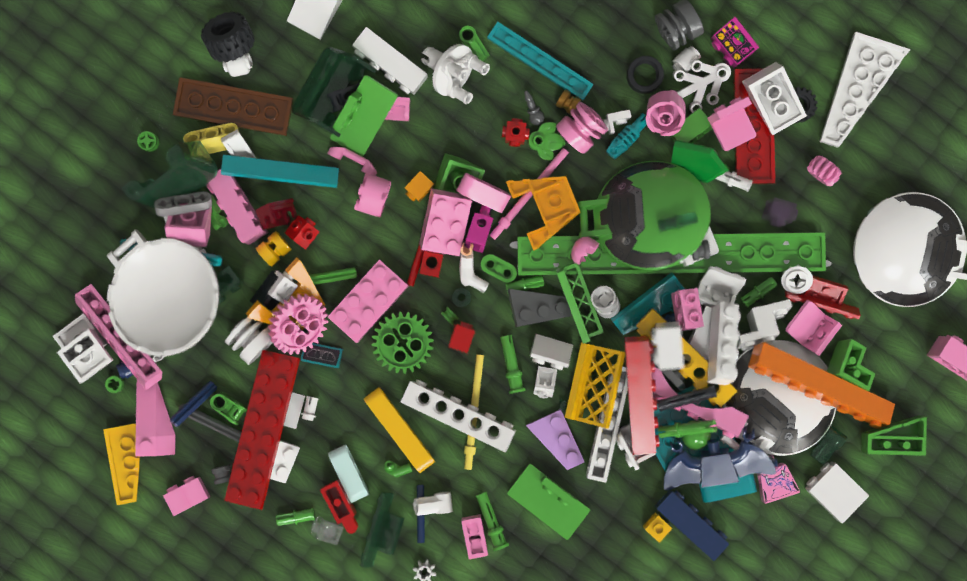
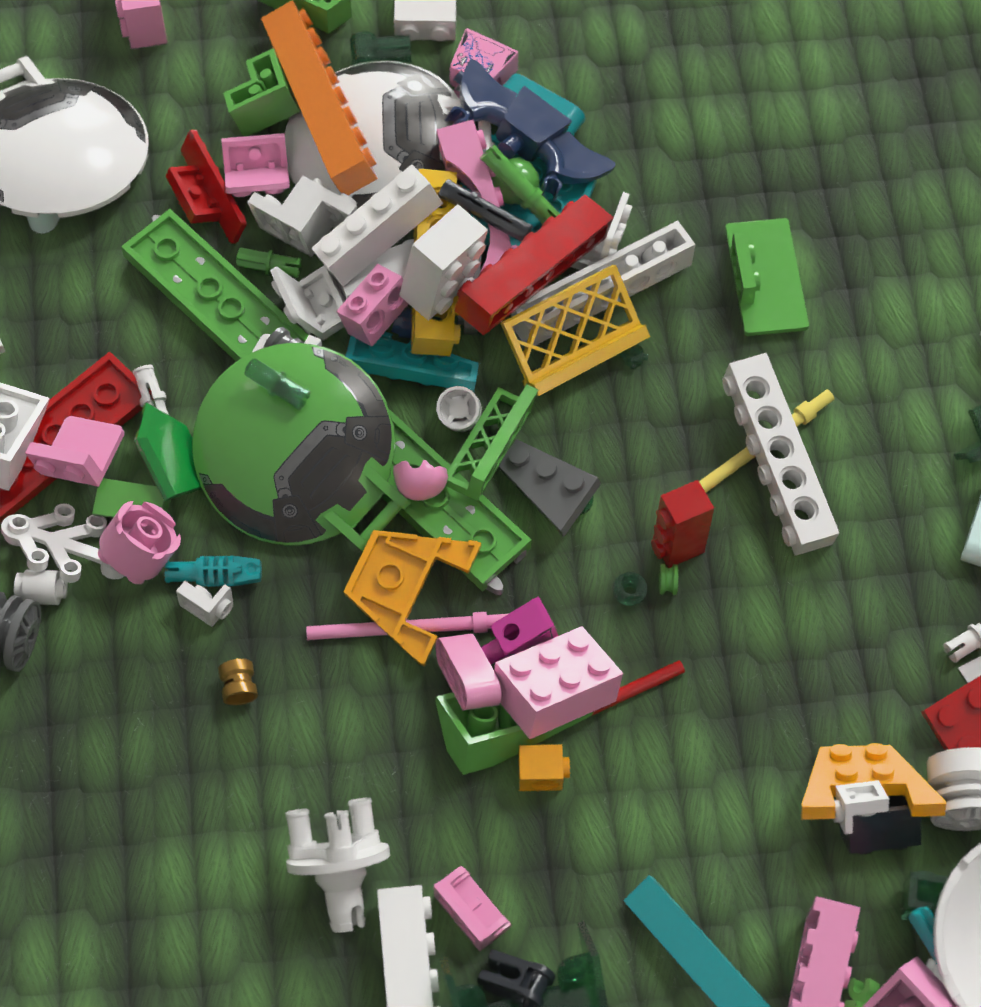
camera: 135 degrees left, 25 degrees down
(266, 249) = (833, 880): yellow wheel -> none
(276, 213) = (772, 919): dark red hinge -> none
(287, 334) = (908, 741): bright pink gear -> none
(302, 231) = (758, 861): red brick -> none
(322, 355) = (887, 691): slope -> none
(333, 276) = (770, 770): bright green axle -> none
(338, 152) = (602, 920): bright pink bar -> none
(363, 115) = (516, 922): bright green bracket -> none
(368, 301) = (757, 692): bright pink brick -> none
(372, 195) = (614, 809): bright pink brick -> none
(396, 470) = (922, 472): bright green arm -> none
(399, 430) = (872, 512): yellow beam -> none
(417, 332) = (731, 598): bright green gear -> none
(420, 518) = (940, 402): dark blue bar -> none
(425, 270) = (634, 648): red brick -> none
(439, 504) = (908, 388): white piece -> none
(466, 270) = (591, 607): white arm -> none
(474, 44) = (272, 876): bright green piece -> none
(474, 536) = (898, 312): bright pink brick -> none
(494, 529) = (865, 303): bright green pin -> none
(498, 268) = (547, 577): bright green plate -> none
(512, 139) = (343, 718): red brick -> none
(513, 372) = (658, 444): bright green pin -> none
(526, 284) = (535, 526): bright green axle -> none
(536, 116) = (295, 711): dark grey bar -> none
(539, 61) = (214, 771): teal plate -> none
(545, 382) = (629, 398): white bracket -> none
(548, 141) = (315, 664): bright green plate -> none
(551, 351) = (587, 417): white slope -> none
(557, 438) = (682, 331): lavender wing -> none
(585, 124) = (265, 624): bright pink wheel -> none
(657, 527) = (667, 138): yellow brick -> none
(659, 74) = (101, 597): black tyre -> none
(692, 525) = (624, 106): dark blue brick -> none
(779, 212) = (145, 311): clear purple brick -> none
(802, 285) = (213, 219): white gear -> none
(824, 170) = (40, 308): bright pink gear -> none

